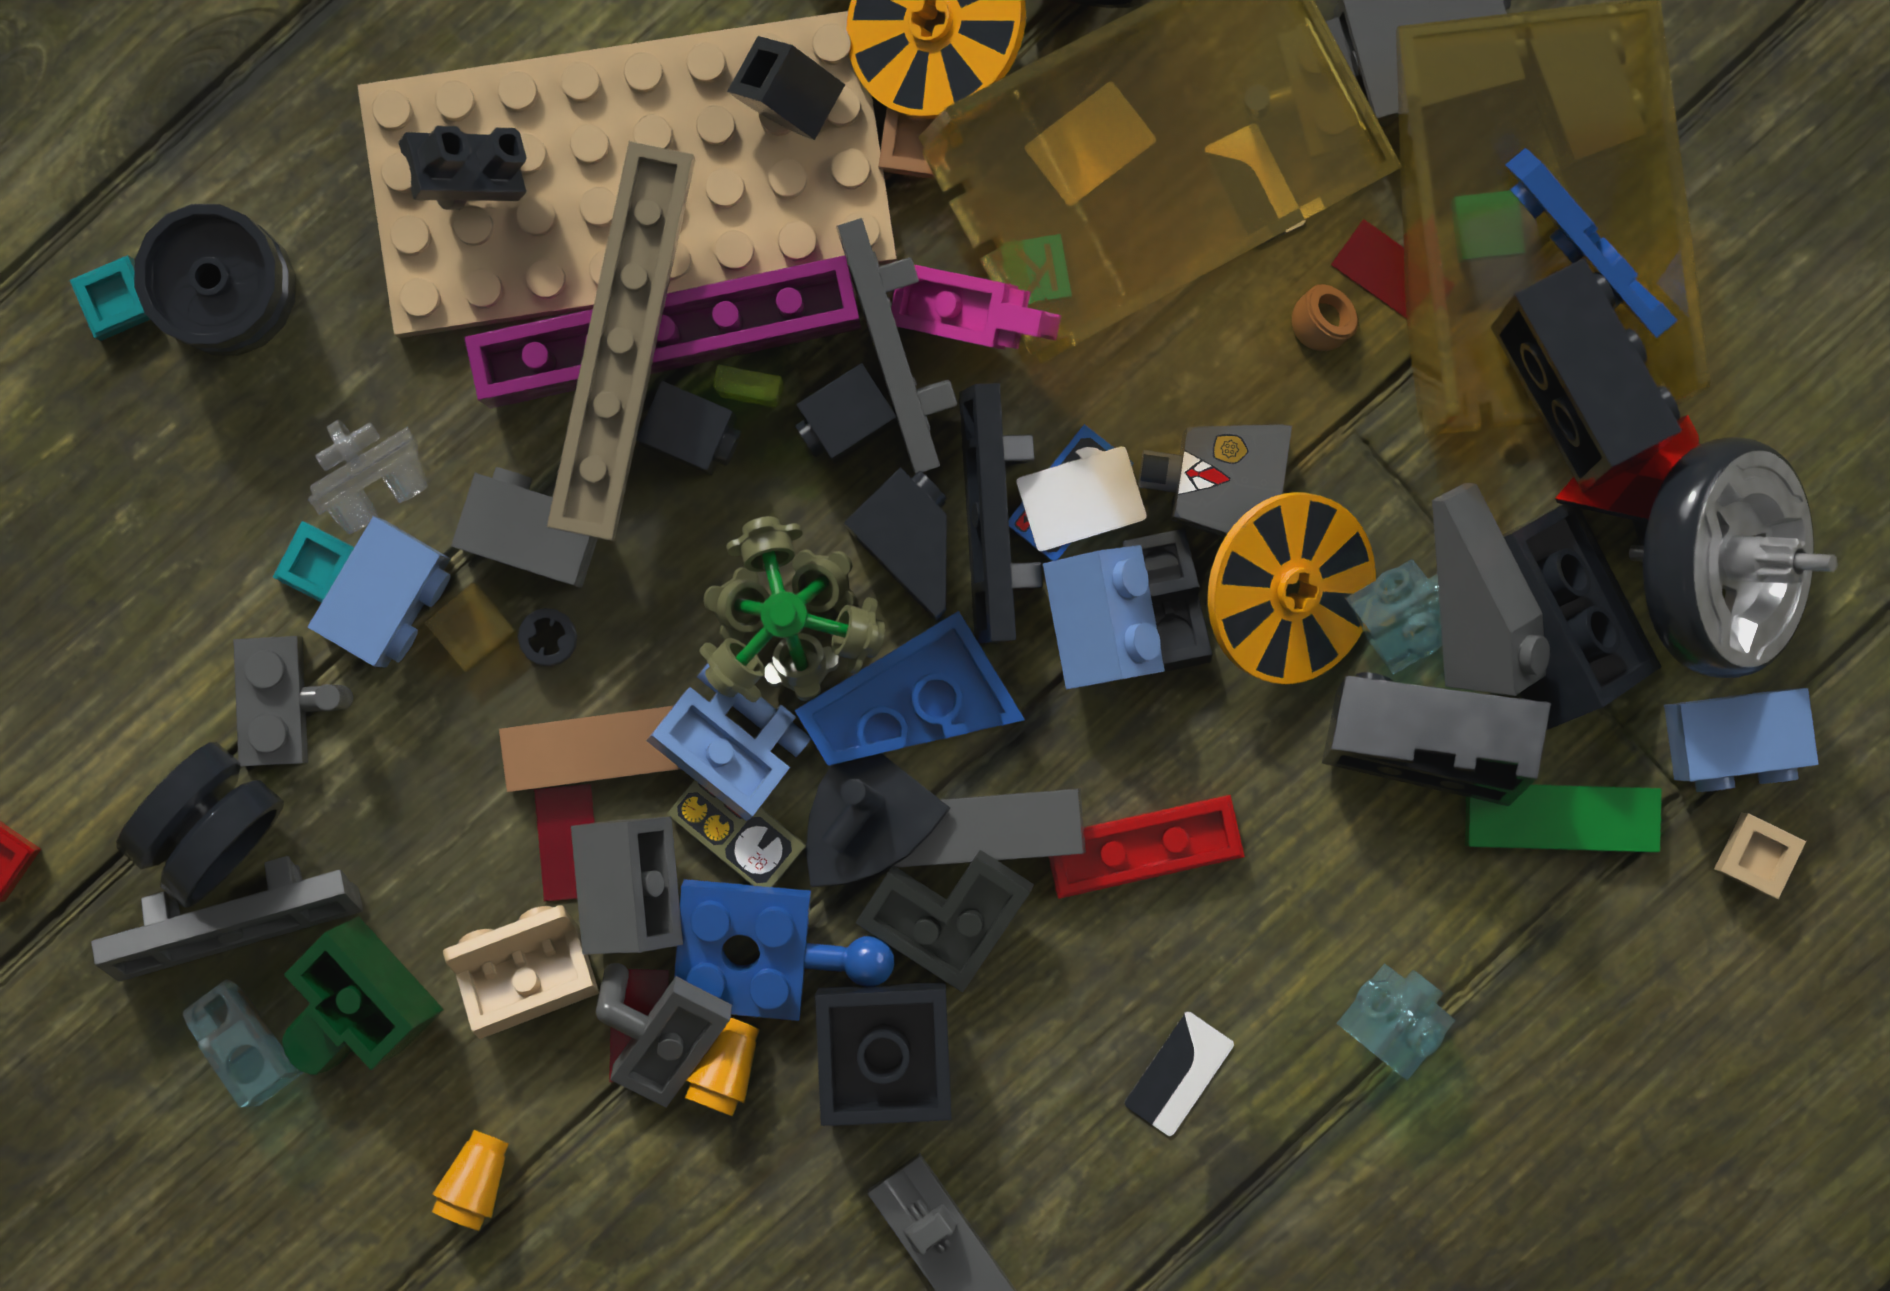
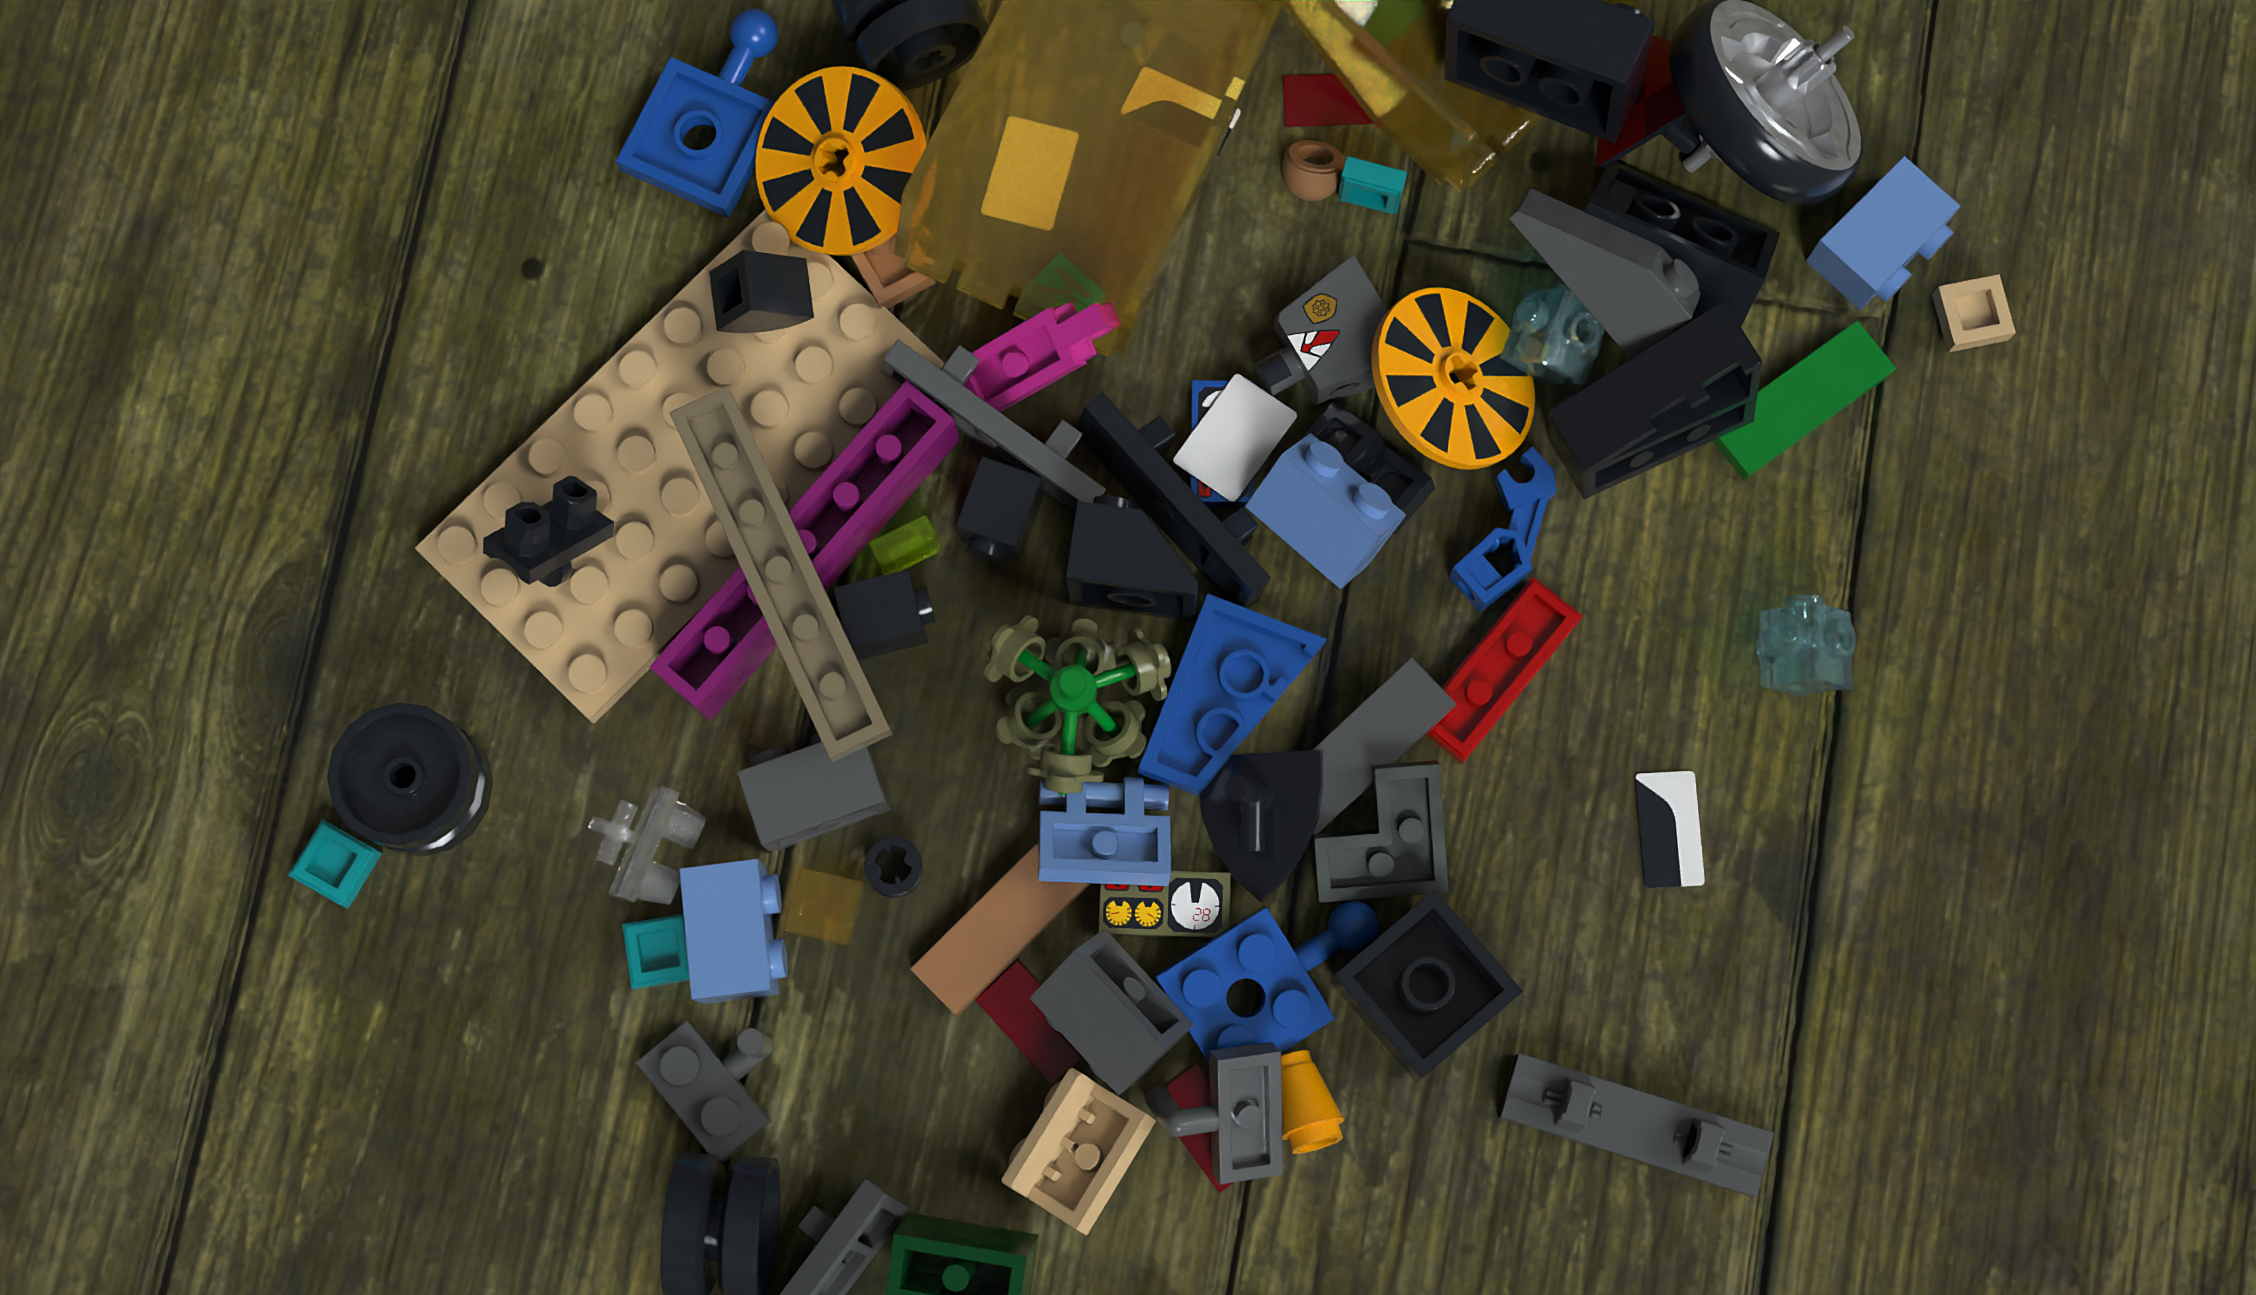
camera: 30 degrees left, 10 degrees down
(1271, 736) = (1526, 504): none -> blue piece
(1357, 373) = (1372, 185): none -> teal tile

